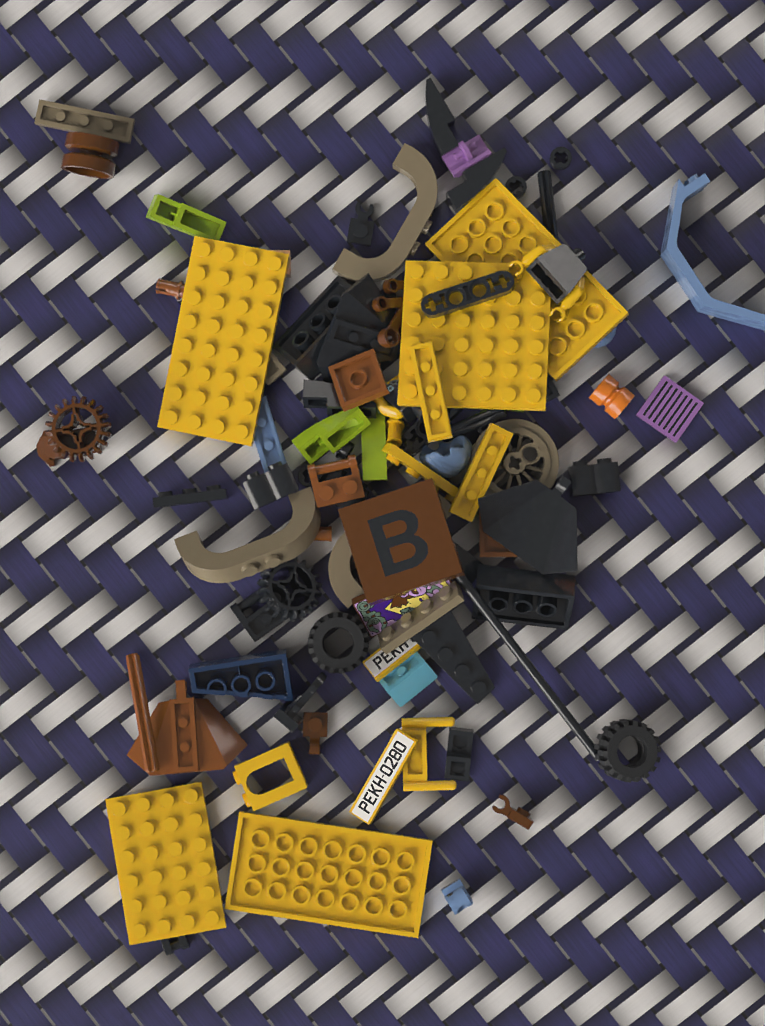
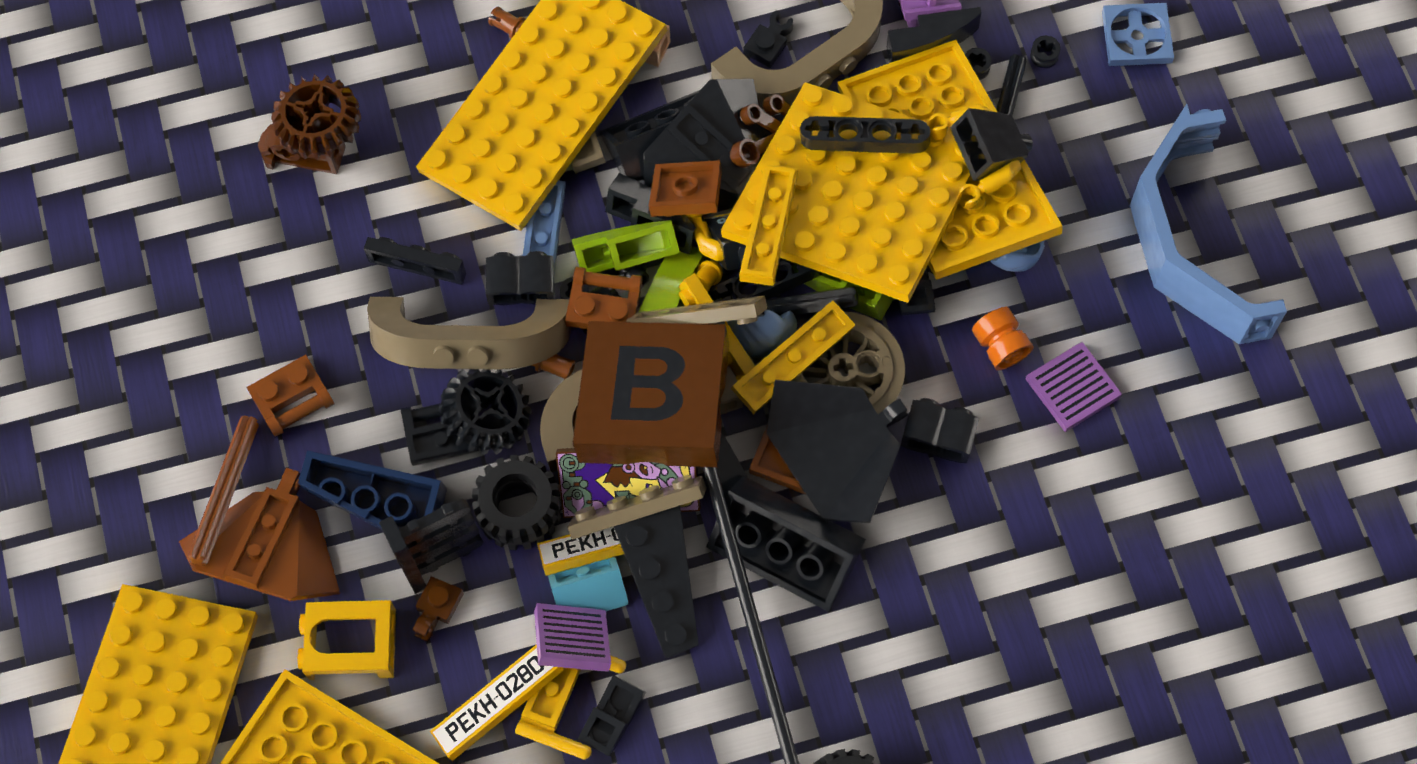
camera: 25 degrees right, 20 degrees down
(145, 621) = (287, 387): none -> dark orange plate
(408, 474) = (742, 310): none -> dark tan plate
(414, 718) = (572, 637): none -> medium lavender tile
(610, 141) = (1118, 57): none -> medium blue piece

